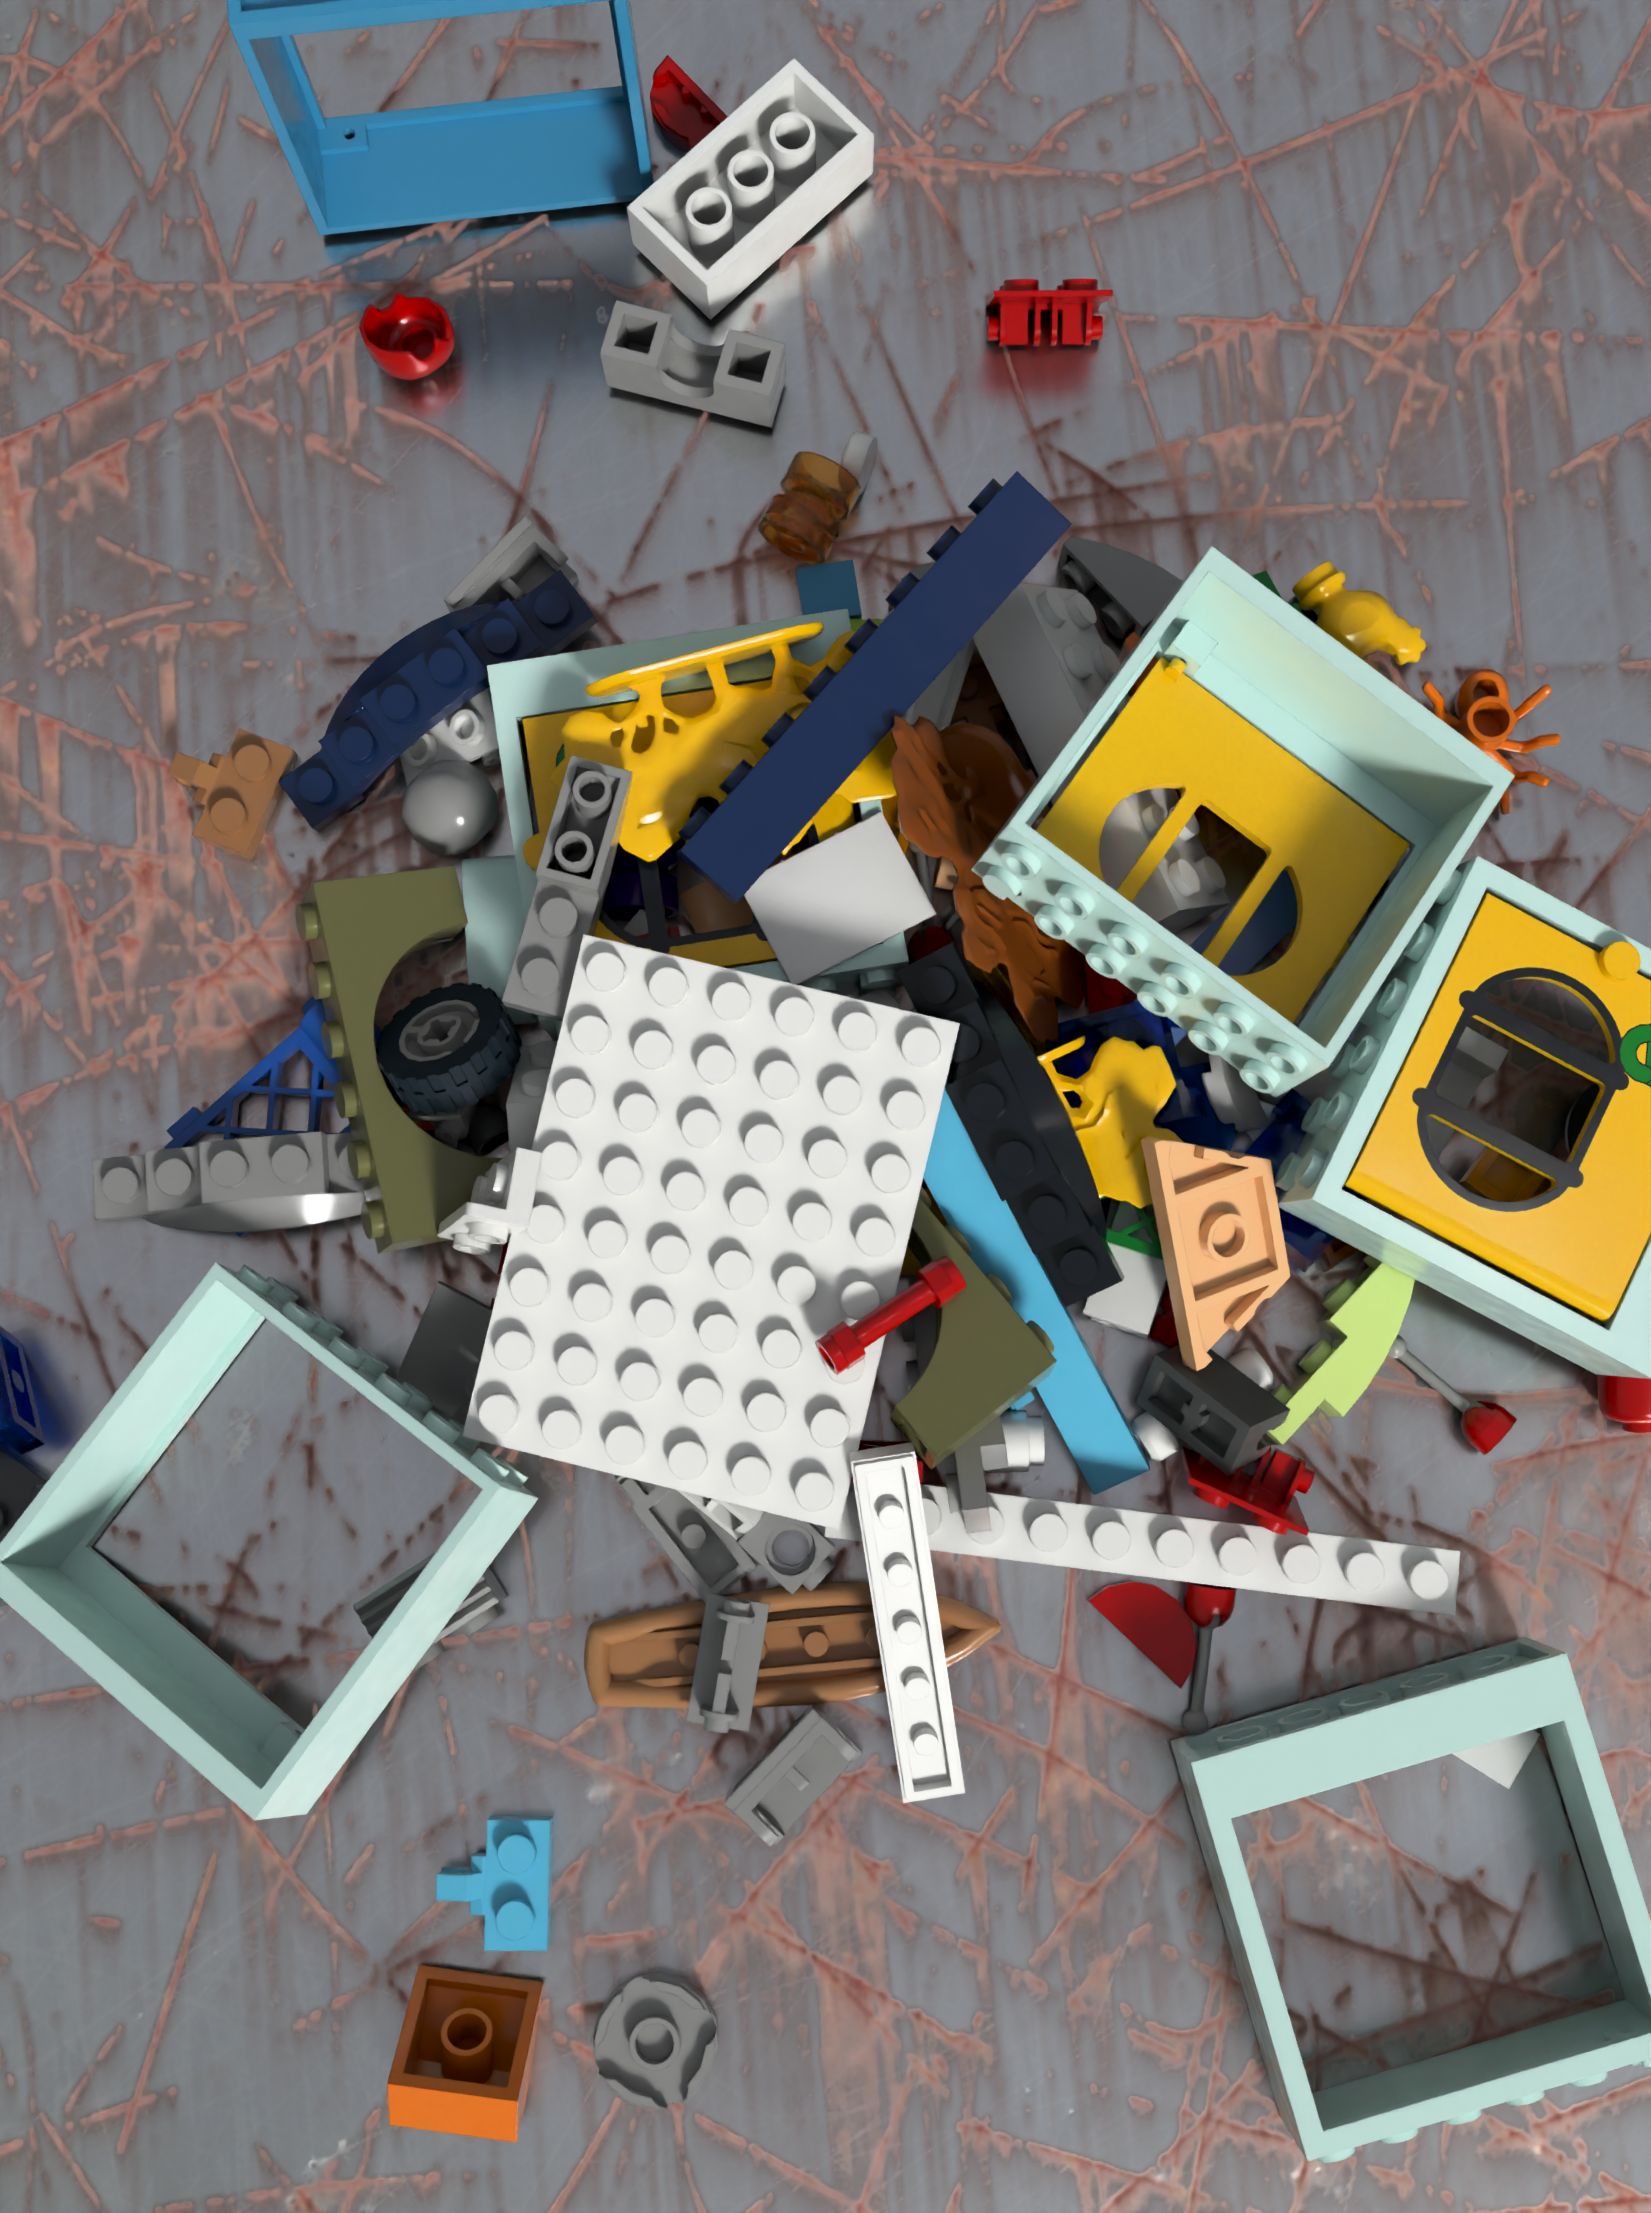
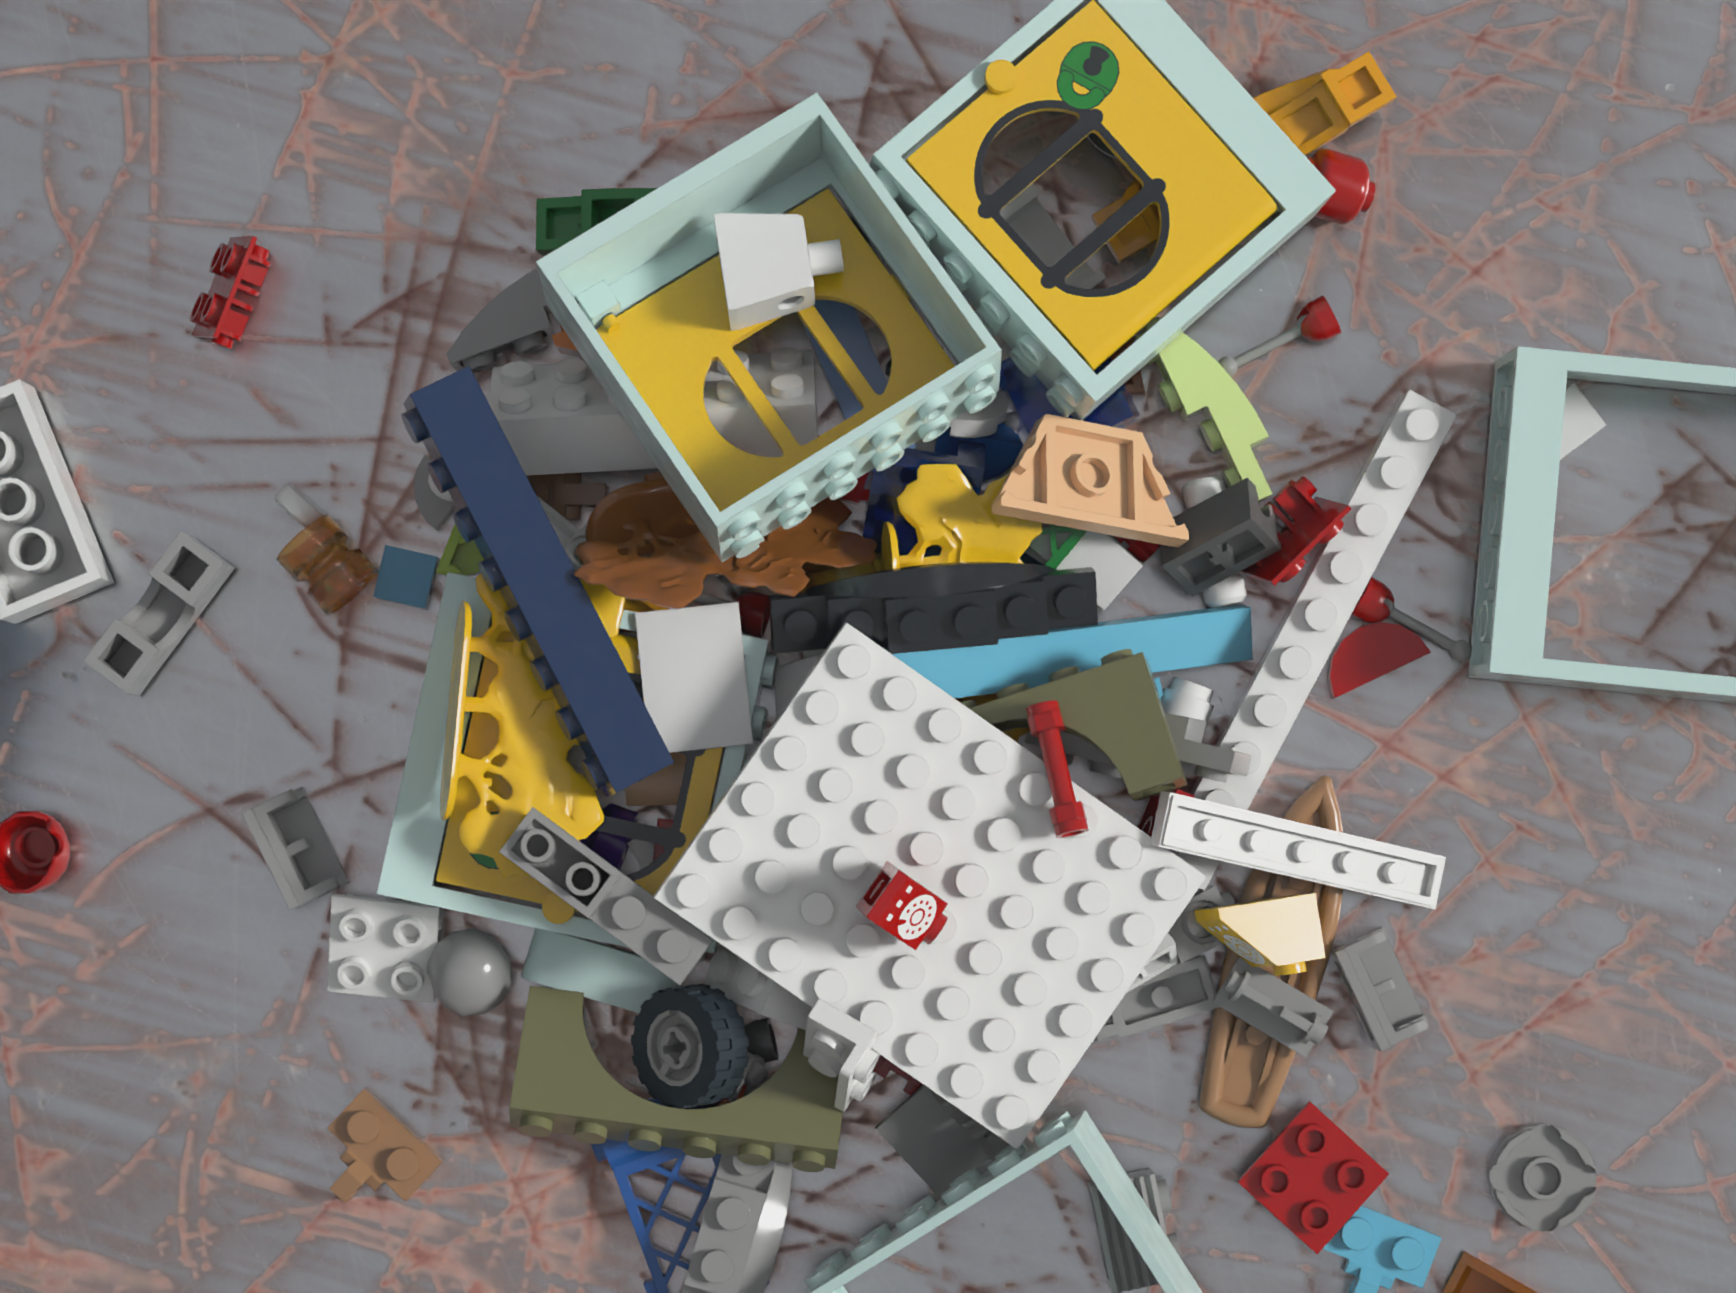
camera: 70 degrees left, 5 degrees up
(422, 684) = (359, 952): dark blue piece -> none
(559, 1780) = (1313, 1177): none -> red hinge
(671, 1201) = (903, 907): none -> red slope
(807, 1626) = (1269, 931): none -> slope
(1305, 804) = (770, 265): none -> white torso
(1357, 618) = (614, 146): yellow animal -> none
(1489, 719) = (747, 75): orange animal -> none

